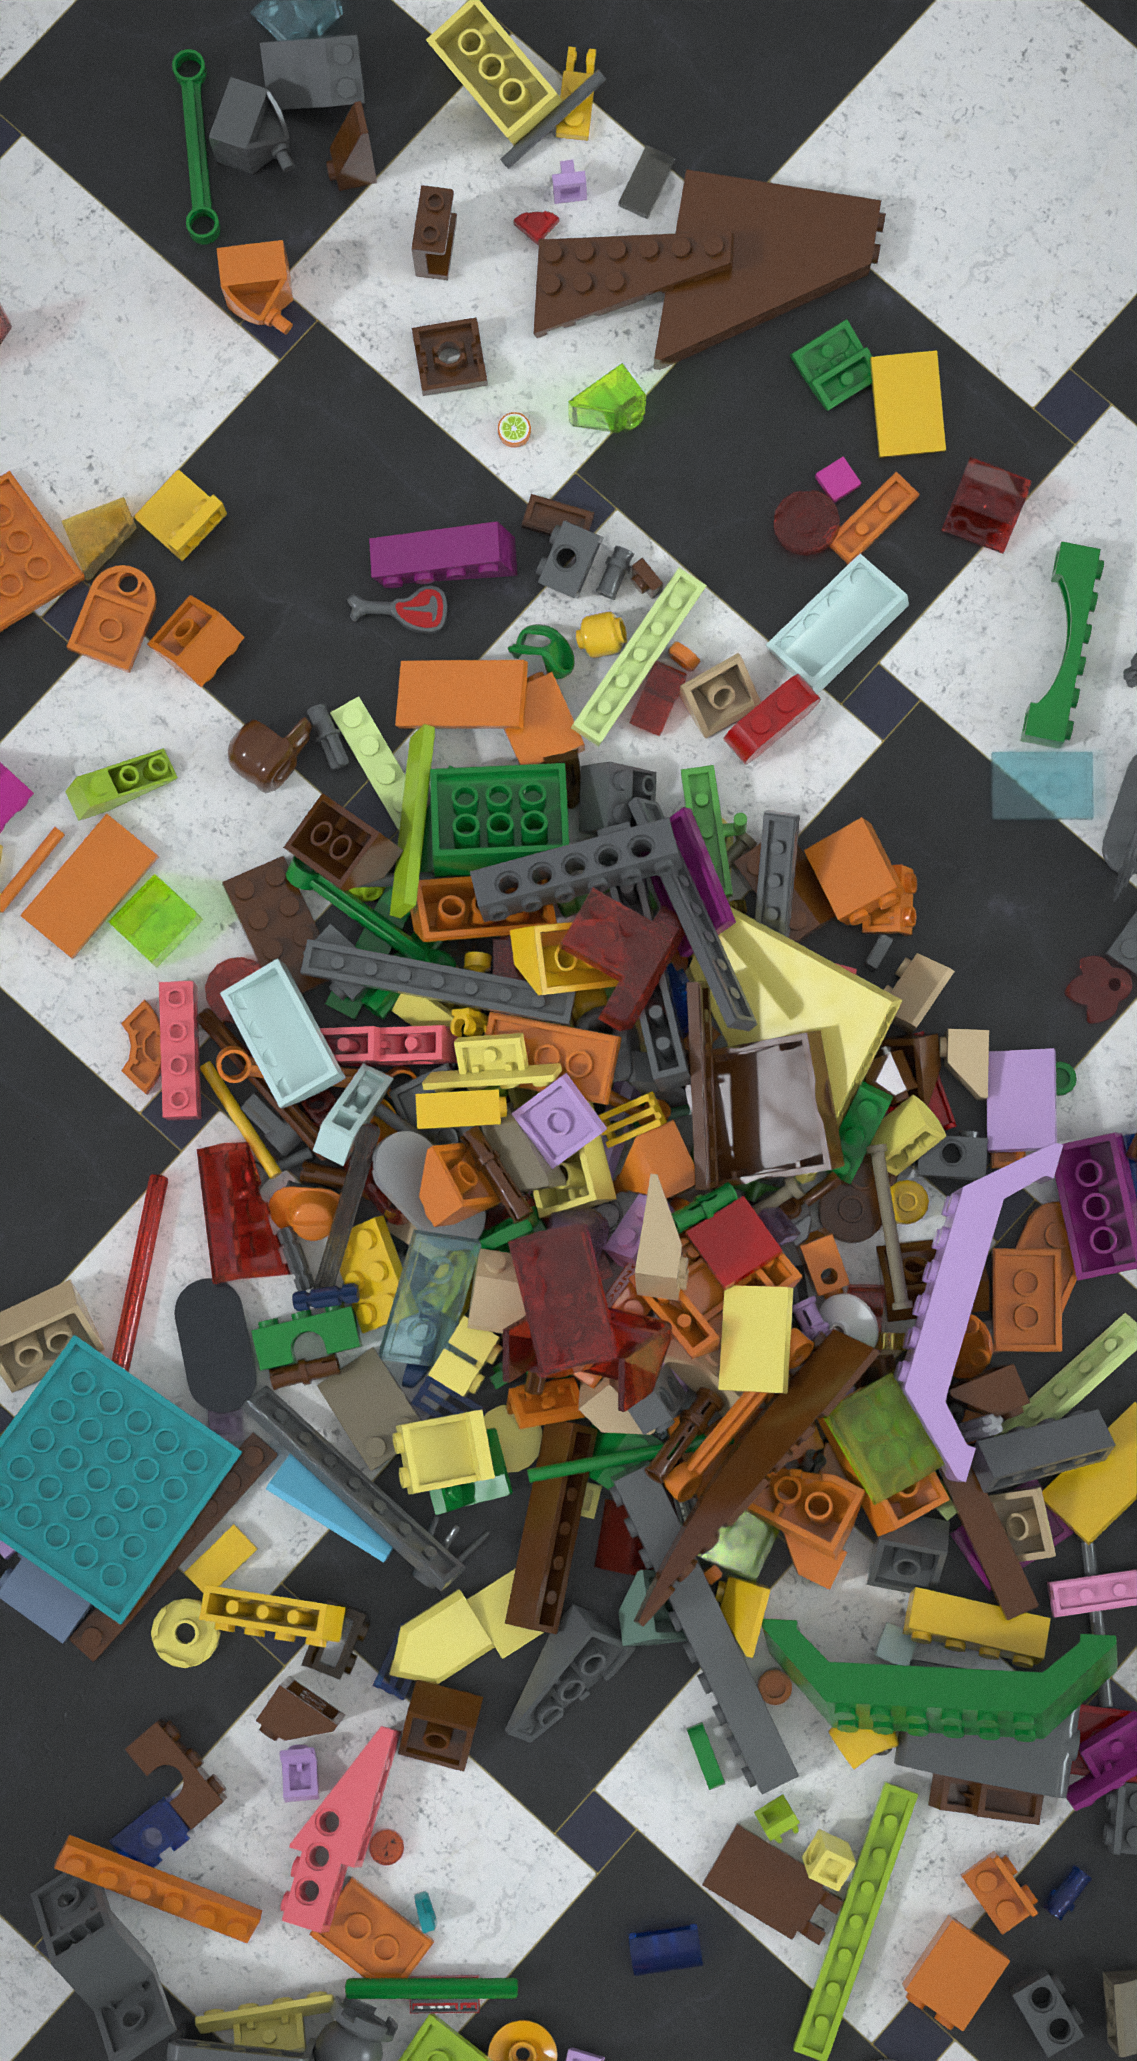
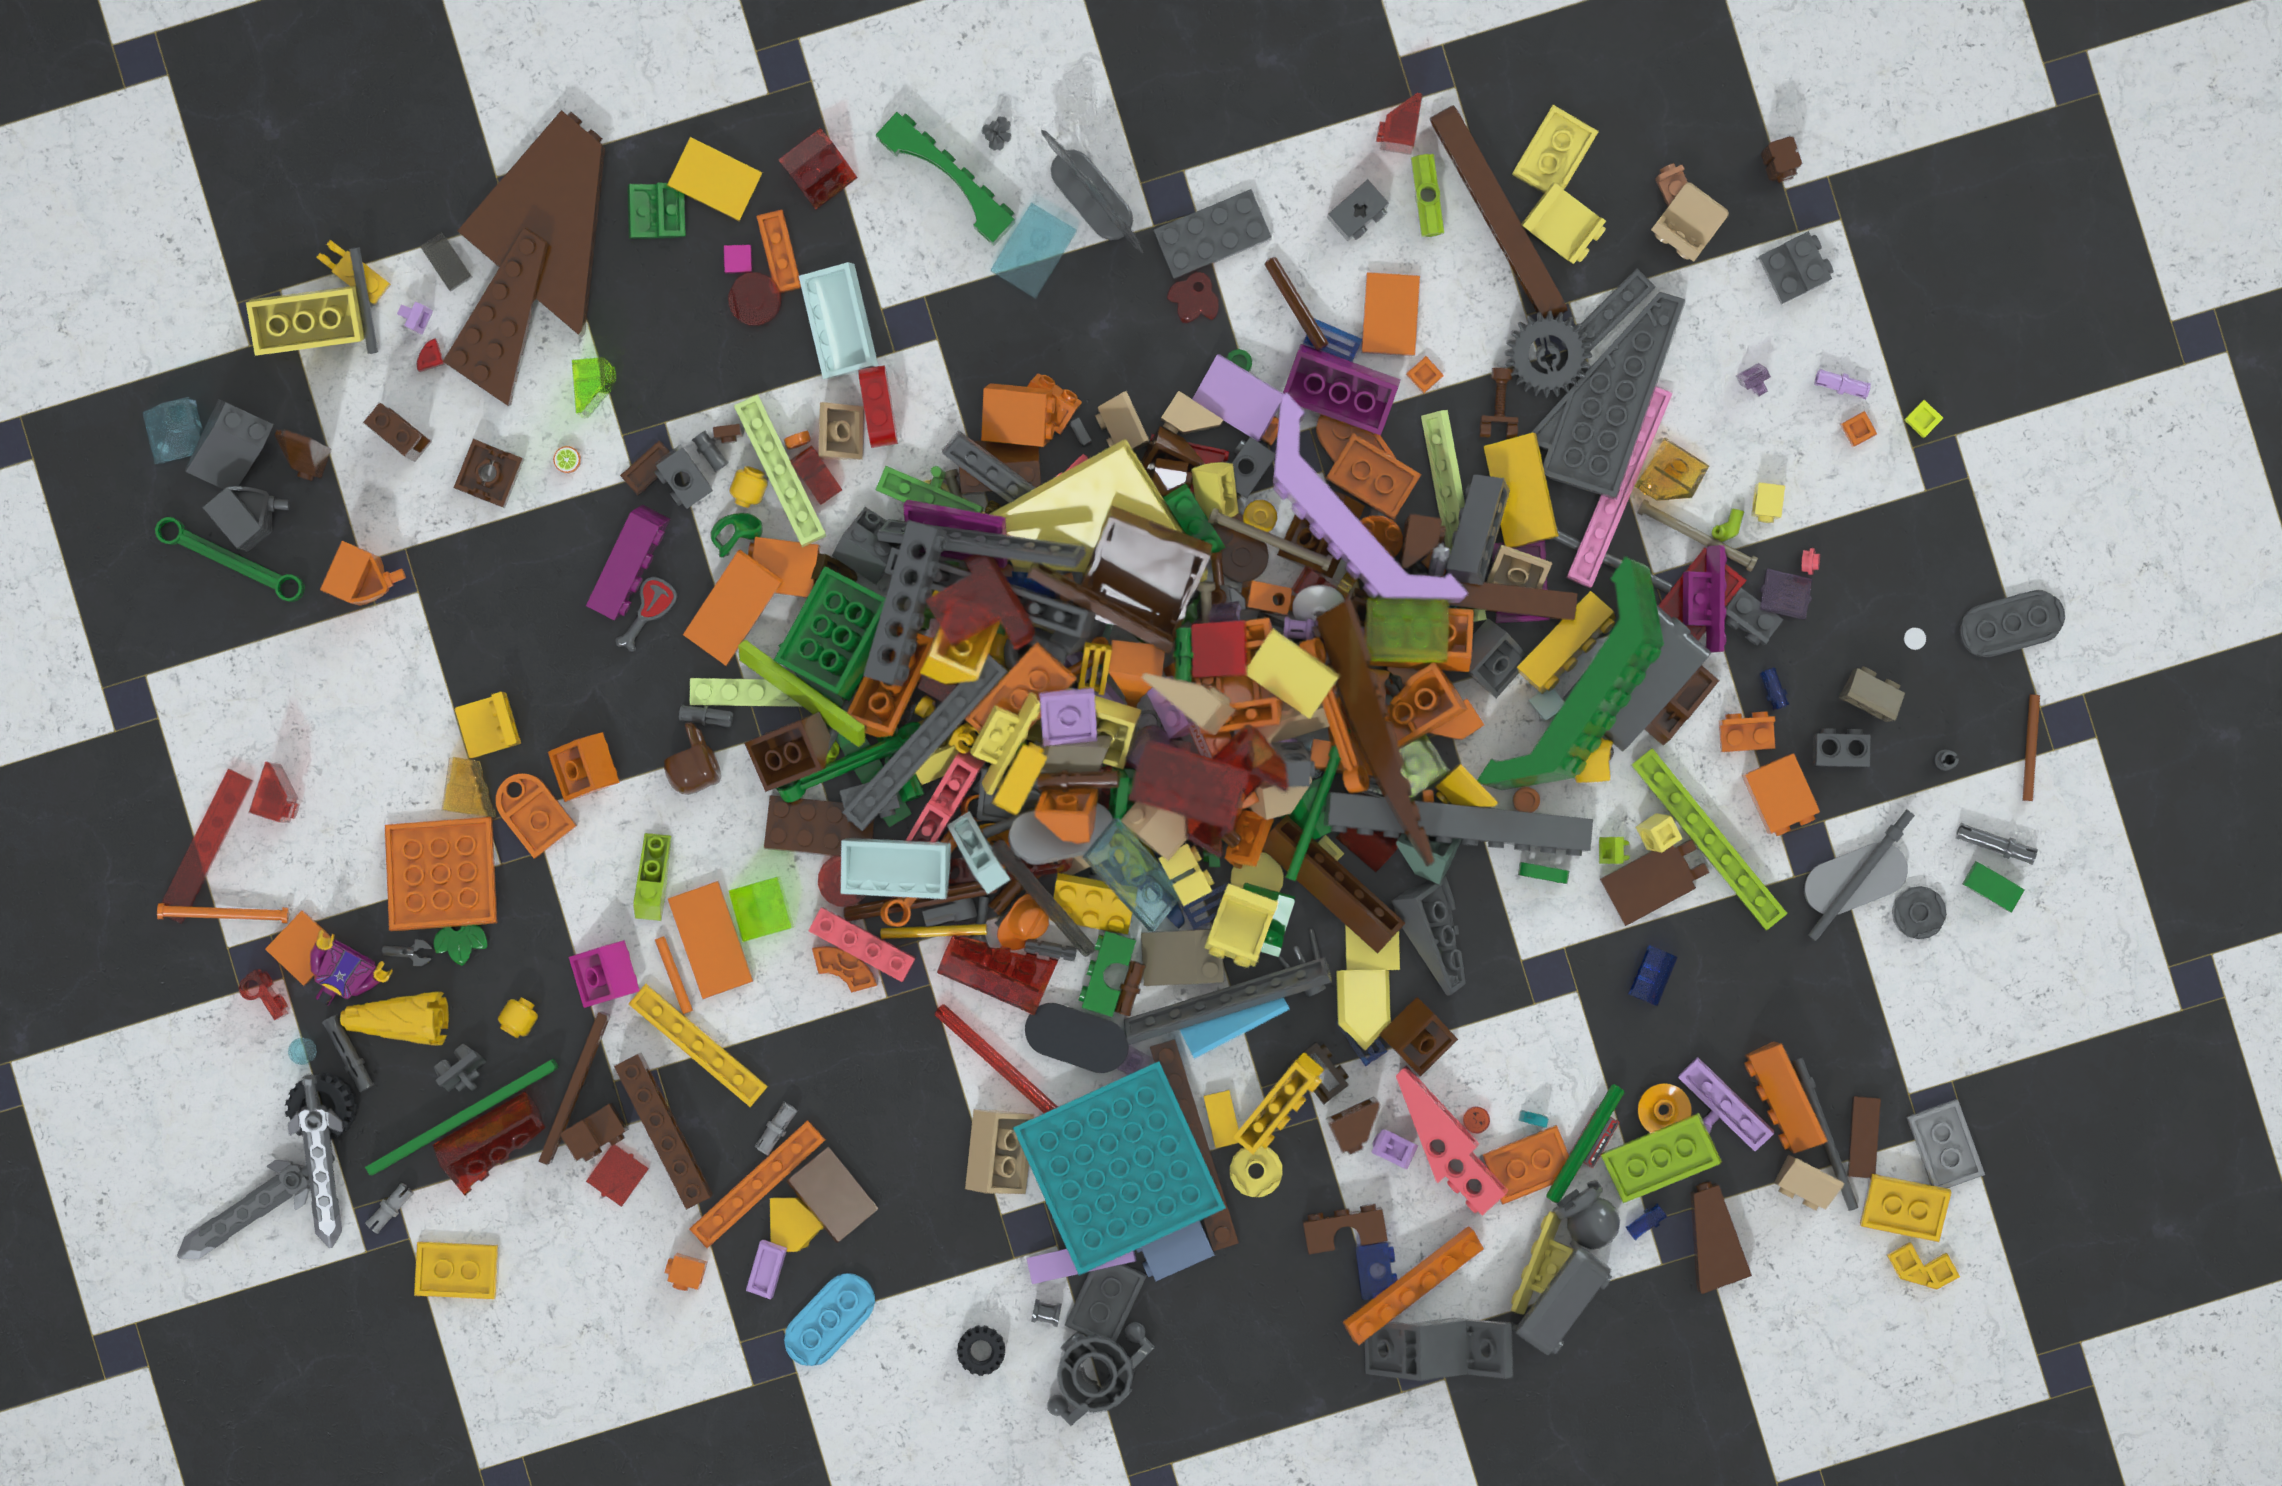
camera: 60 degrees left, 5 degrees up
(325, 1297) = (1089, 944): dark blue axle -> none
(691, 1420) = (1321, 749): reddish brown pin -> none

